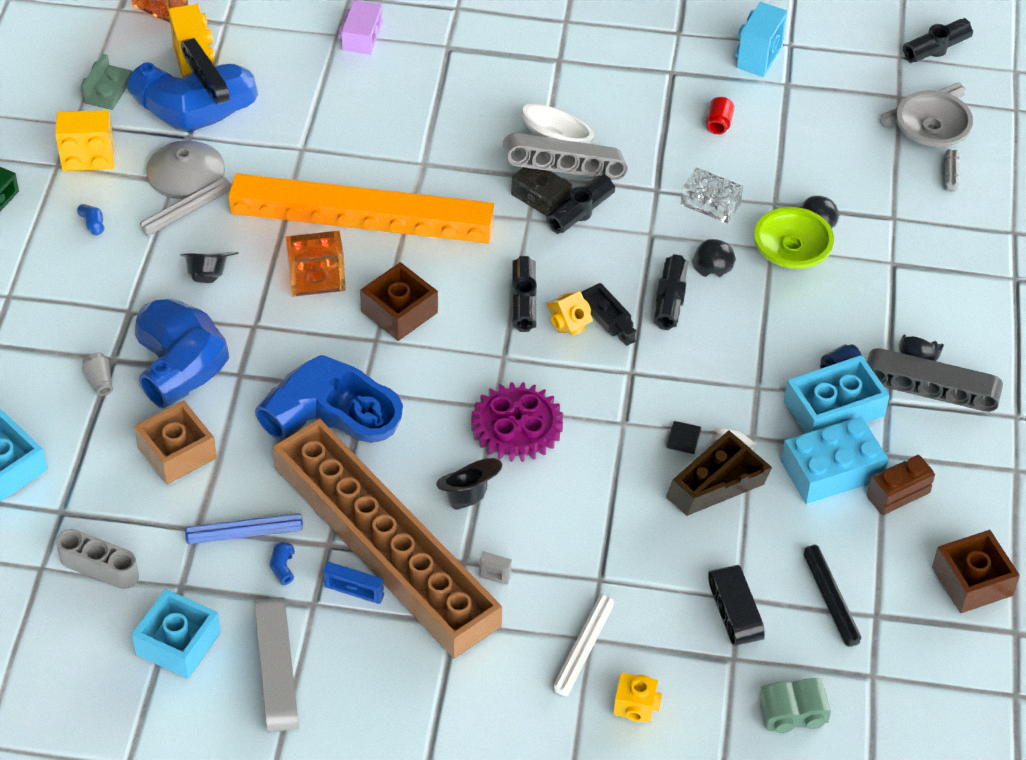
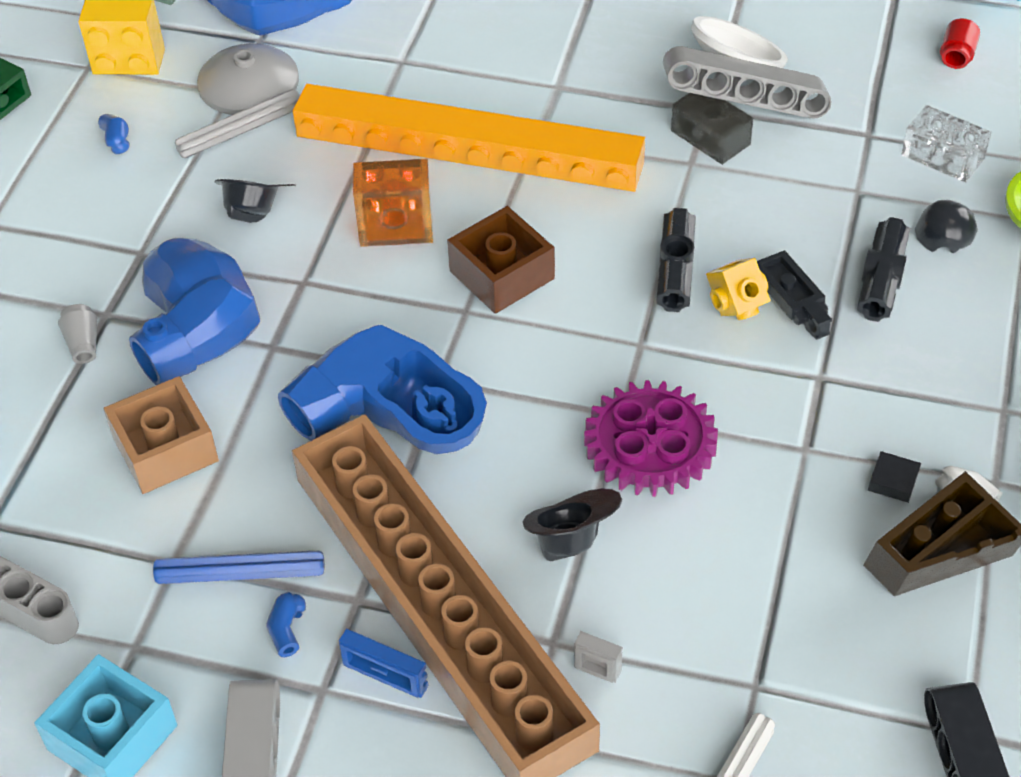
camera: 10 degrees right, 0 degrees up
(580, 204) = (763, 145): black piece -> none

